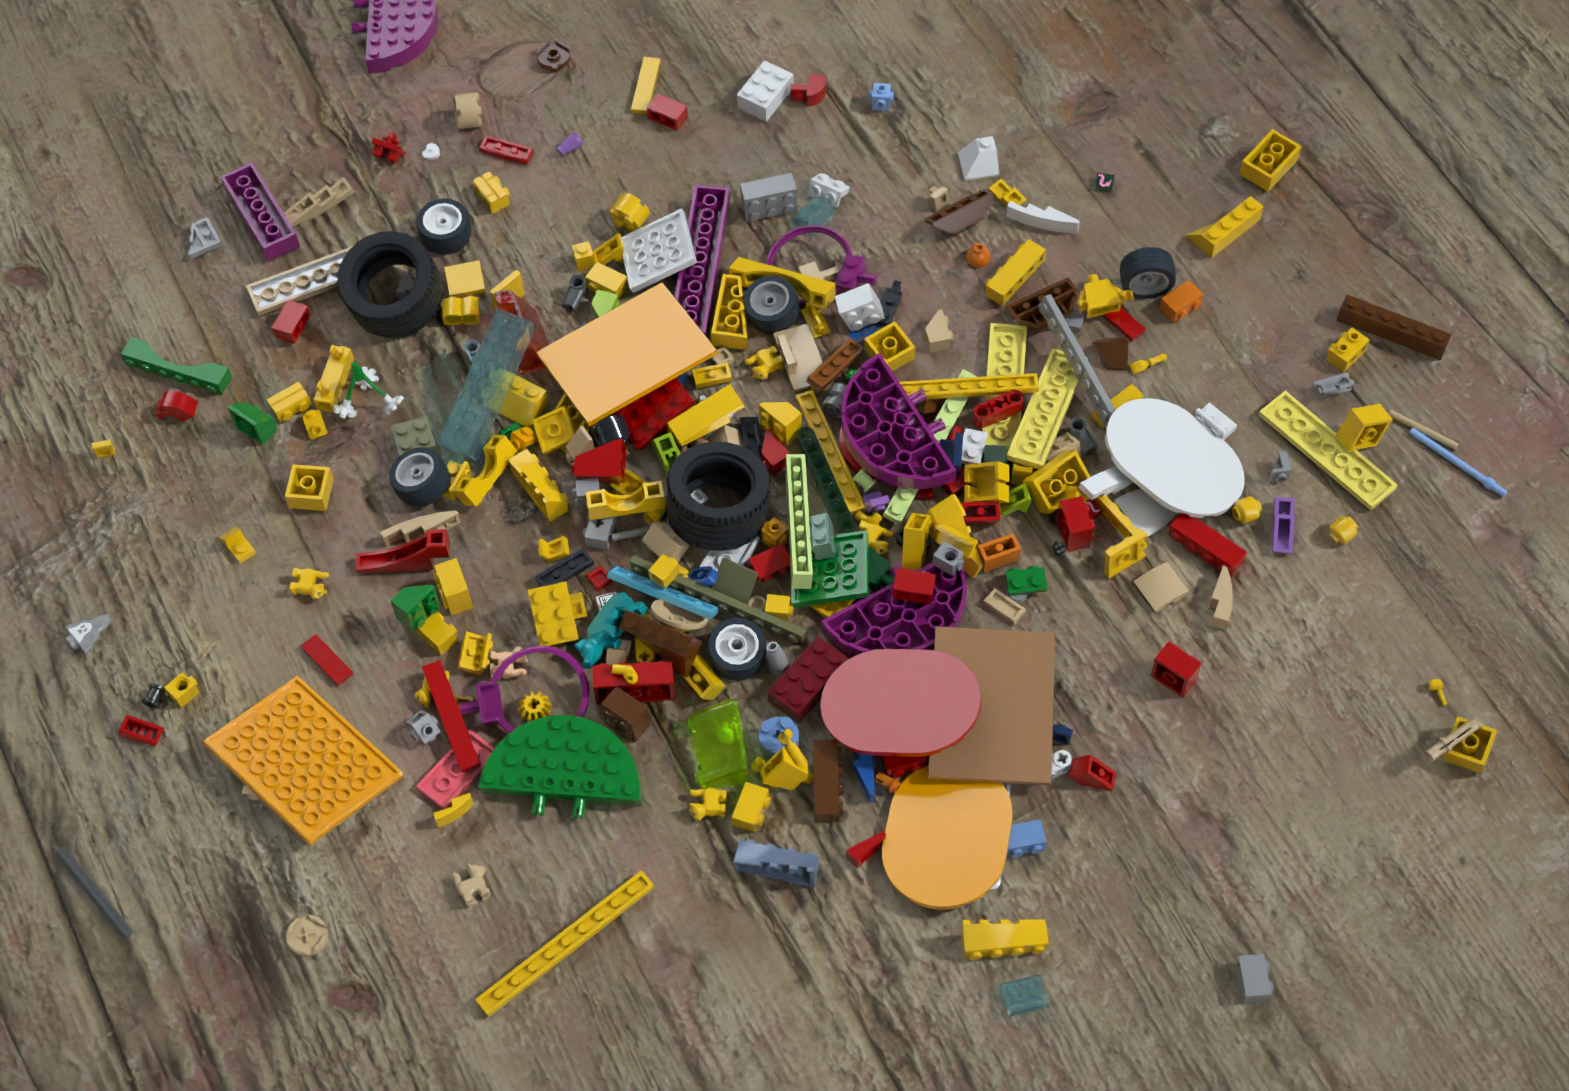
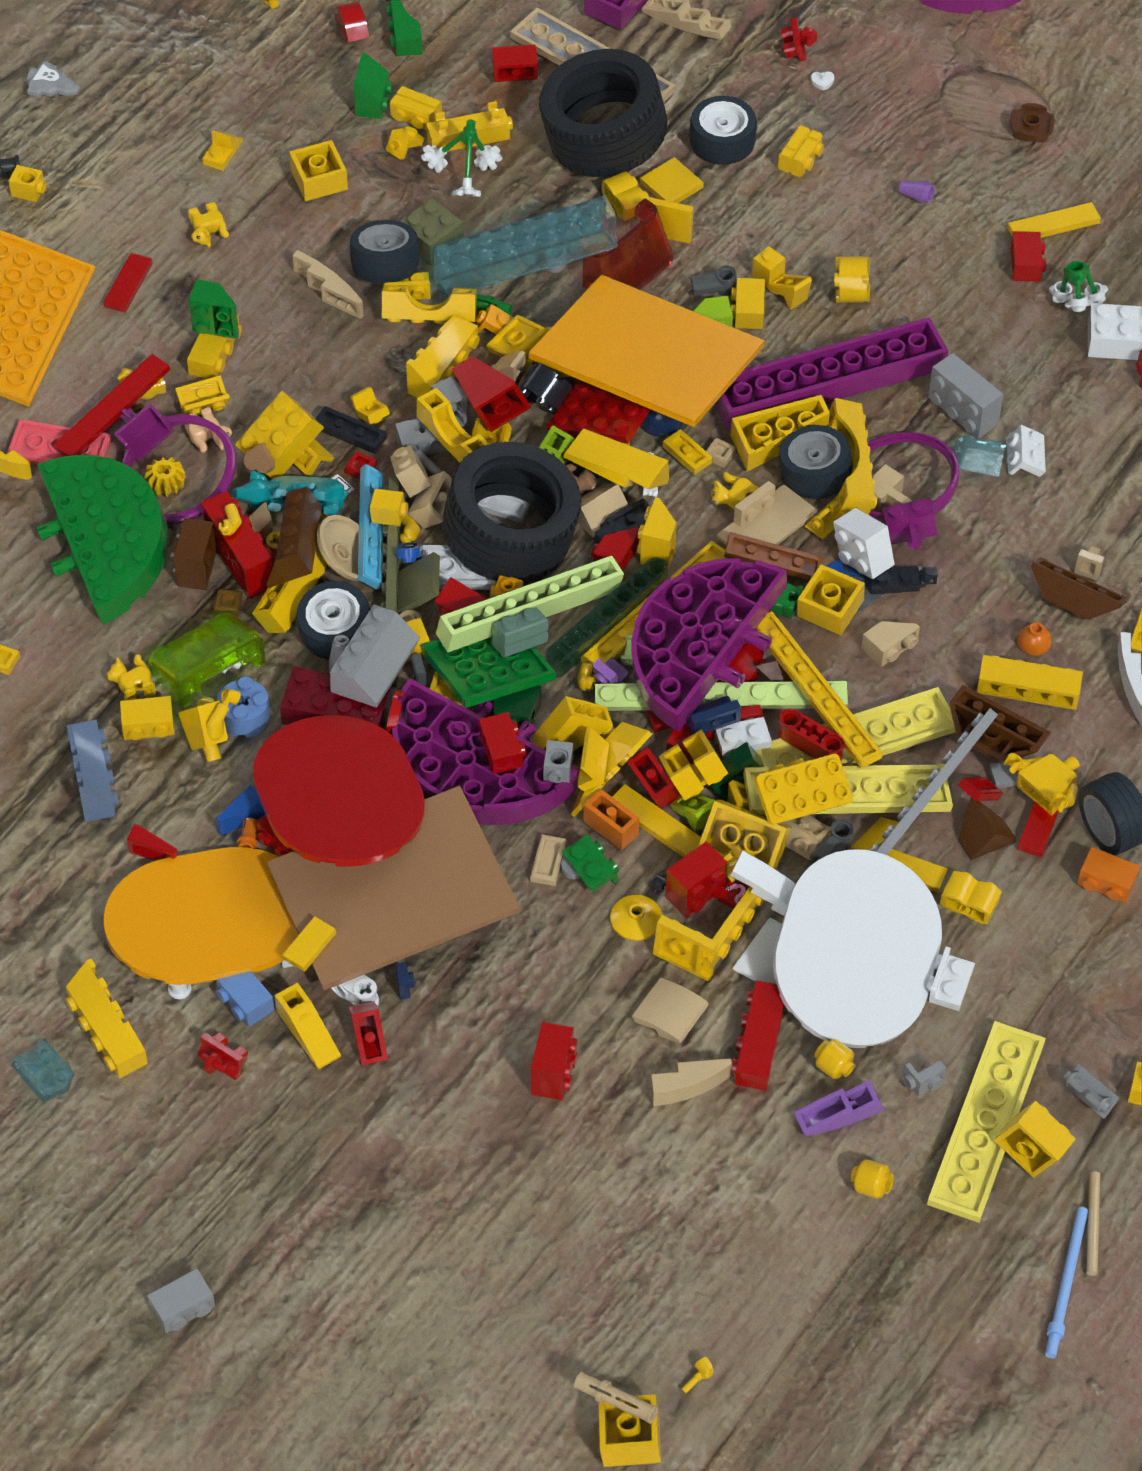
camera: 60 degrees right, 5 degrees down
(407, 557) = (290, 293): red arch -> none
(423, 727) = (87, 391): light grey brick -> none
(452, 587) = (267, 339): yellow brick -> none
(467, 110) = (892, 79): tan brick -> none
(506, 150) = (871, 141): red tile -> none
(523, 402) = (541, 295): yellow slope -> none
(570, 634) = (259, 459): none -> medium nougat tile
(635, 544) = (410, 470): none -> tan brick
(658, 250) = (815, 324): white plate -> none
(672, 713) = (228, 601): none -> pearl gold tile
(720, 91) = (1076, 274): none -> plant
(794, 634) = (373, 657): none -> light grey slope
(807, 616) = (418, 669): none -> dark grey tile
(826, 786) = (212, 775): reddish brown brick -> none
(842, 642) = (395, 710): none -> red tile
(875, 533) = (559, 688): yellow animal -> none
(1015, 775) = (309, 944): none -> yellow tile
(1018, 525) = (658, 822): none -> yellow tile
(1046, 427) = (803, 788): none -> yellow bracket
(1068, 875) = (220, 1057): none -> red hips
(1070, 808) = (306, 1025): none -> yellow slope
(1075, 582) = (635, 926): none -> yellow dish
(1084, 409) = (874, 834): none -> yellow sticker
(1085, 336) = (980, 789): none -> red tile
(1141, 365) = (985, 871): yellow piece -> none
(1160, 381) = (970, 897): none -> yellow brick

